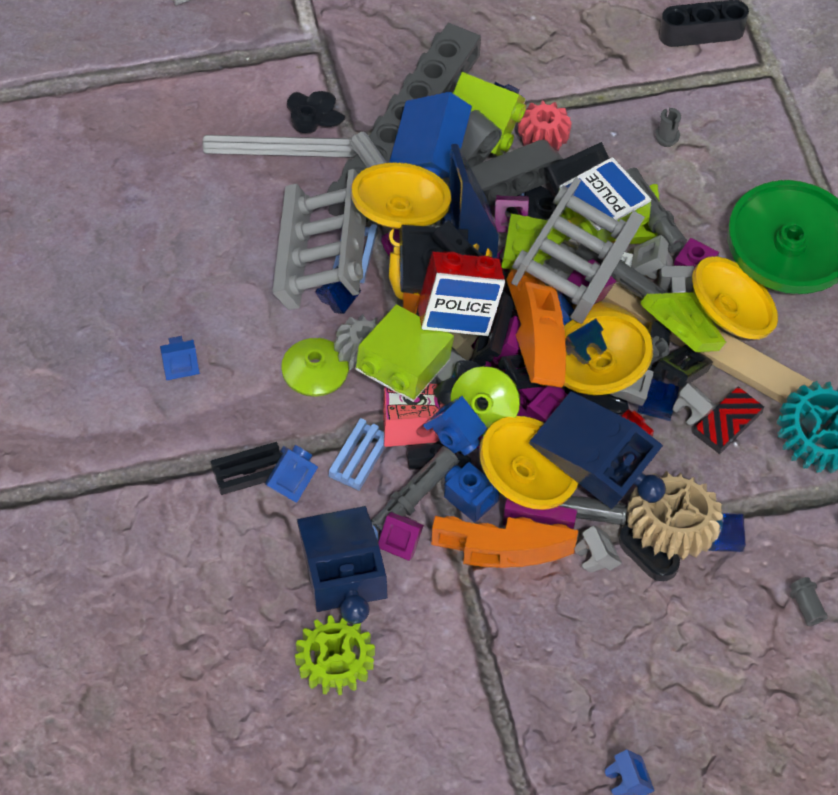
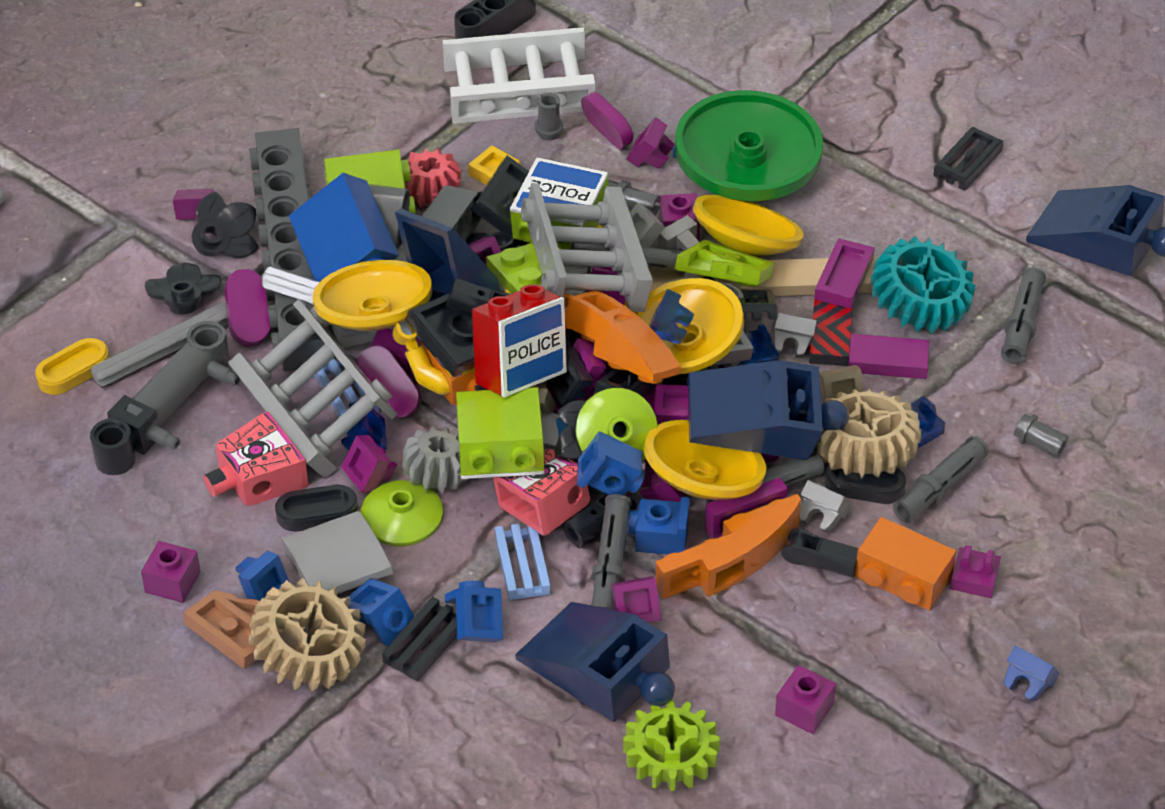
camera: 35 degrees left, 10 degrees down
(130, 314) = (170, 571): none -> magenta plate
(140, 382) = (224, 624): none -> nougat wing
(159, 406) = (281, 640): none -> tan gear
(193, 125) = (70, 366): none -> yellow tile
(200, 191) = (137, 420): none -> dark grey piece
(234, 428) = (382, 608): none -> blue bracket
(242, 372) = (338, 553): none -> light grey slope
(246, 271) = (257, 463): none -> coral torso
(262, 327) = (314, 506): none -> black tile
(317, 317) = (367, 464): none -> magenta tile
(335, 151) = (247, 307): none -> magenta tile
(373, 51) = (186, 202): none -> magenta slope
(376, 265) = (383, 365): none -> magenta tile
(379, 82) = (228, 224): none -> black plate
(452, 694) = (805, 699): none -> magenta plate
(567, 588) = (819, 552): none -> black bar
(604, 135) = (486, 163): none -> yellow tile
(614, 633) = (905, 563): none -> orange brick
(655, 97) = (515, 98): none -> white fence
(664, 673) = (975, 572): none -> magenta tile
(688, 588) = (930, 488): none -> dark grey pin
(691, 465) = (840, 380): none -> dark tan tile
(710, 154) = (607, 120): none -> magenta tile
(722, 192) = (651, 145): none -> magenta tile
(754, 466) = (889, 356): none -> magenta tile
(774, 381) = (844, 273): none -> magenta tile

